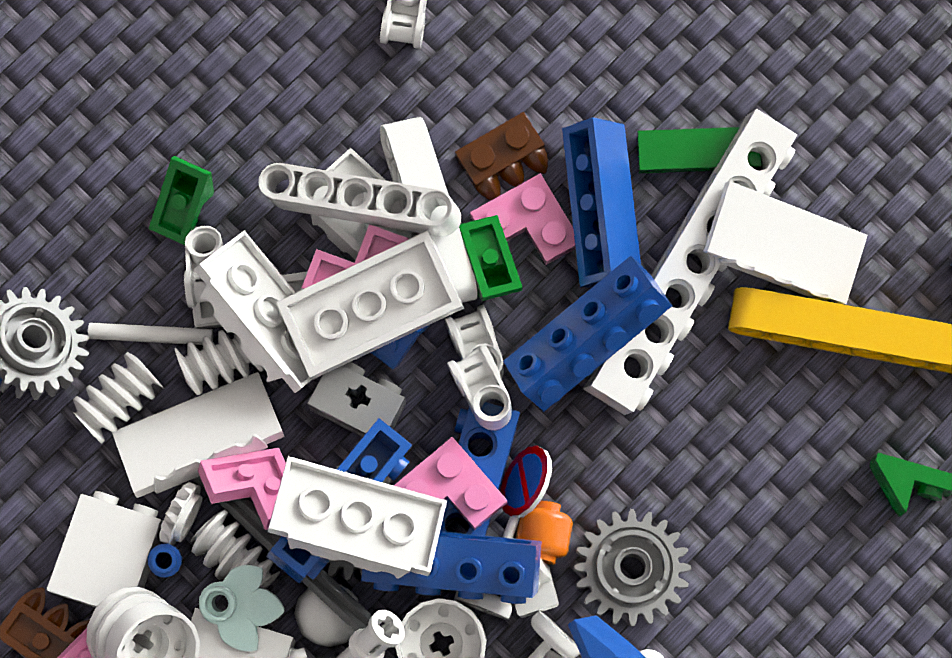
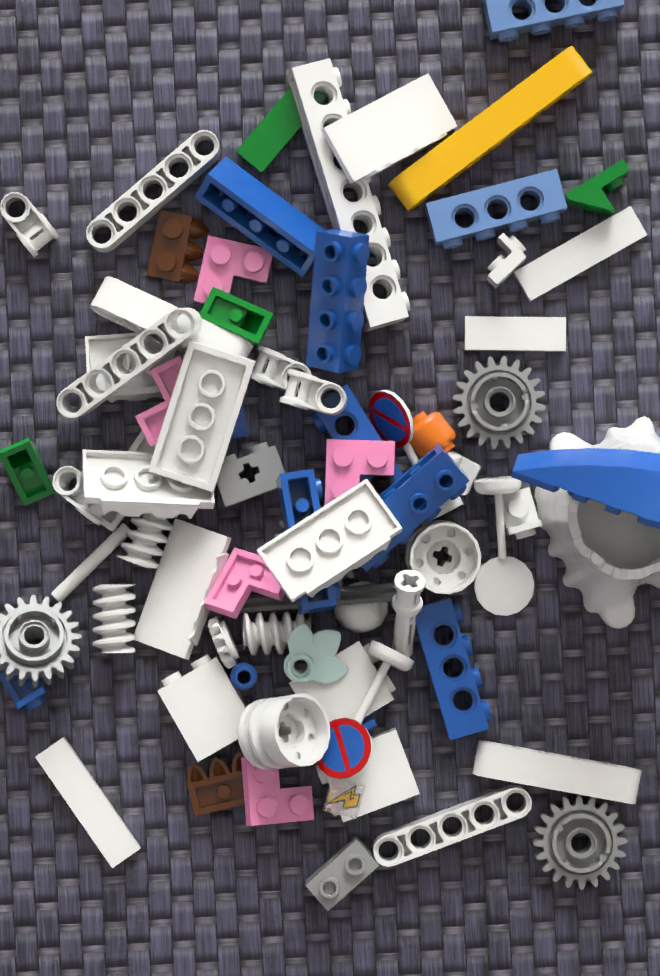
camera: 50 degrees left, 10 degrees up
(518, 78) = (158, 175): none -> white beam
(709, 527) = (515, 334): none -> white tile
(760, 461) = (503, 267): none -> white bracket
(837, 519) = (580, 253): none -> white tile
(865, 426) = (543, 187): none -> medium blue brick

